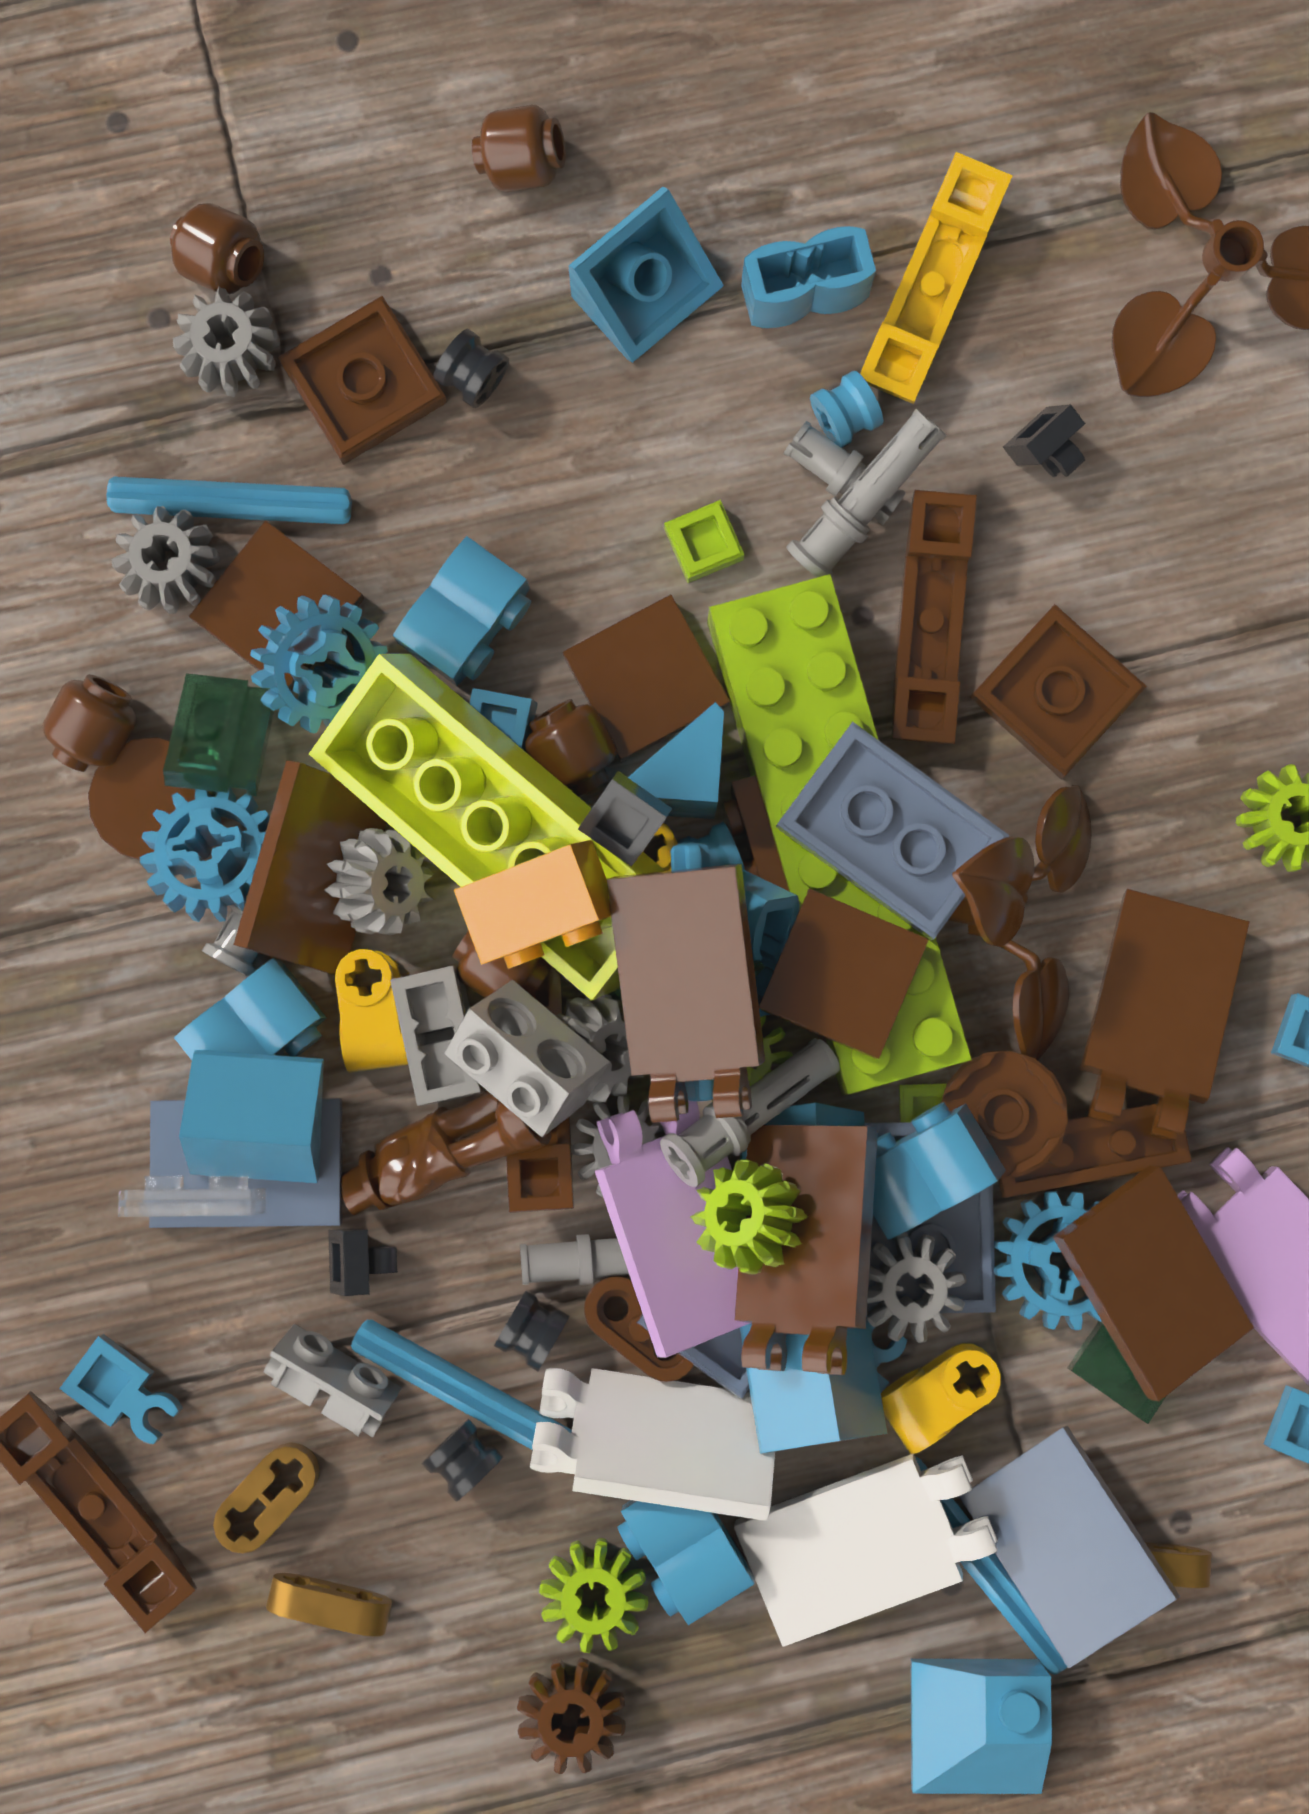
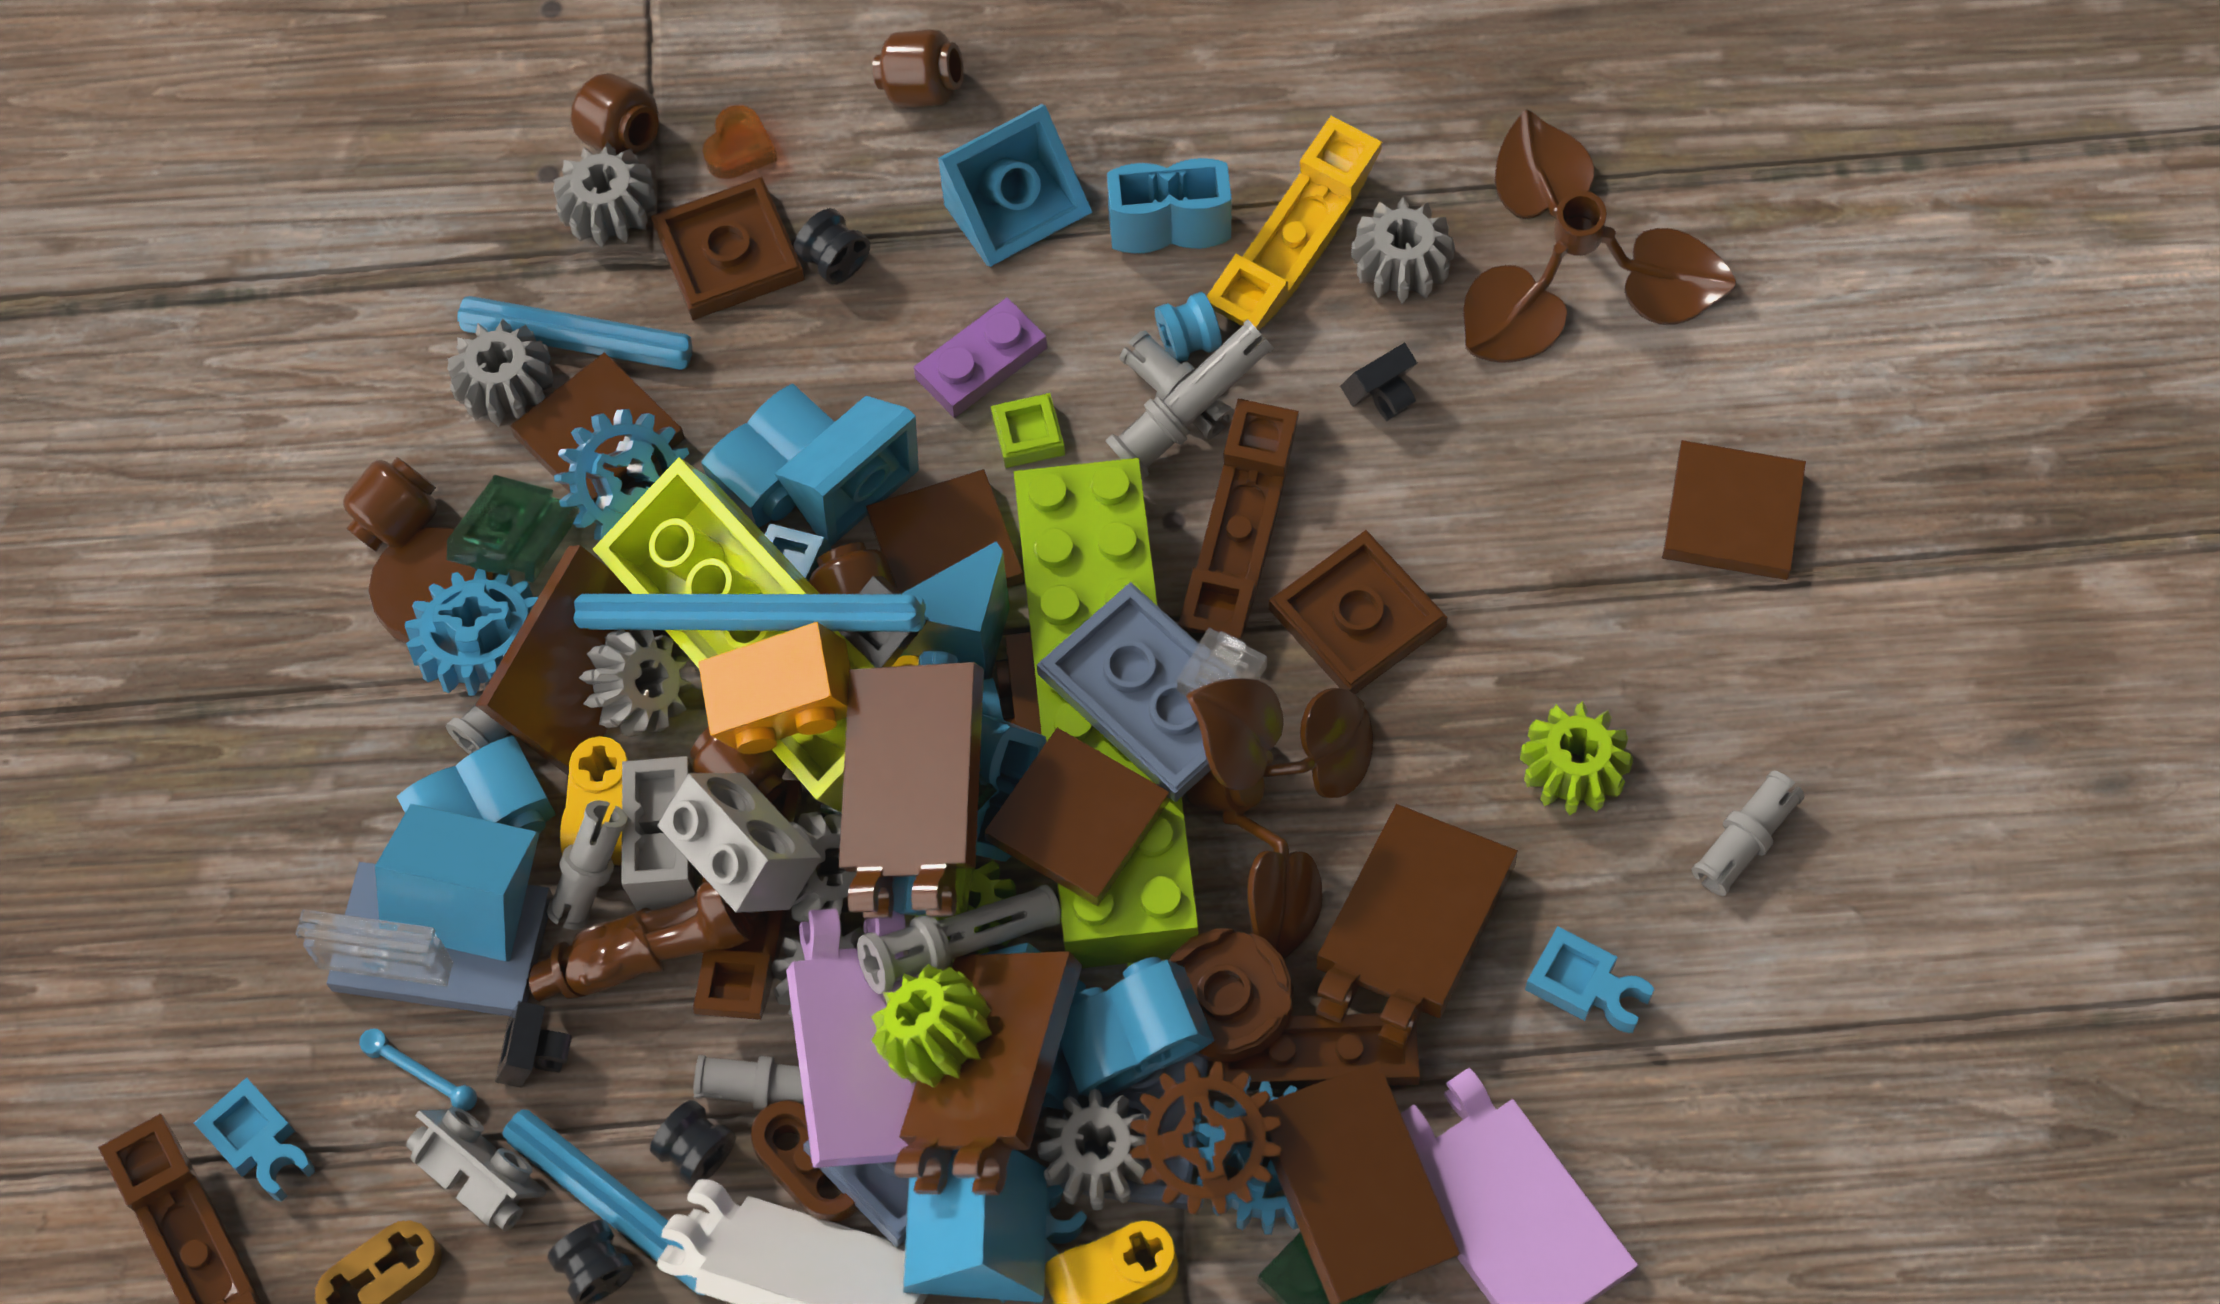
camera: 15 degrees right, 20 degrees down
(208, 1273) = (376, 1044): none -> dark azure hinge
(349, 258) = (738, 144): none -> clear orange tile
(375, 1081) = (586, 864): none -> light grey pin
(493, 823) = (750, 612): none -> dark azure axle
(541, 616) = (852, 466): none -> dark azure slope
(642, 467) = (980, 357): none -> medium lavender plate
(961, 811) = (1220, 658): none -> clear tile
(1022, 286) = (1402, 250): none -> light grey gear
(1045, 1270) = (1175, 1144): none -> reddish brown gear

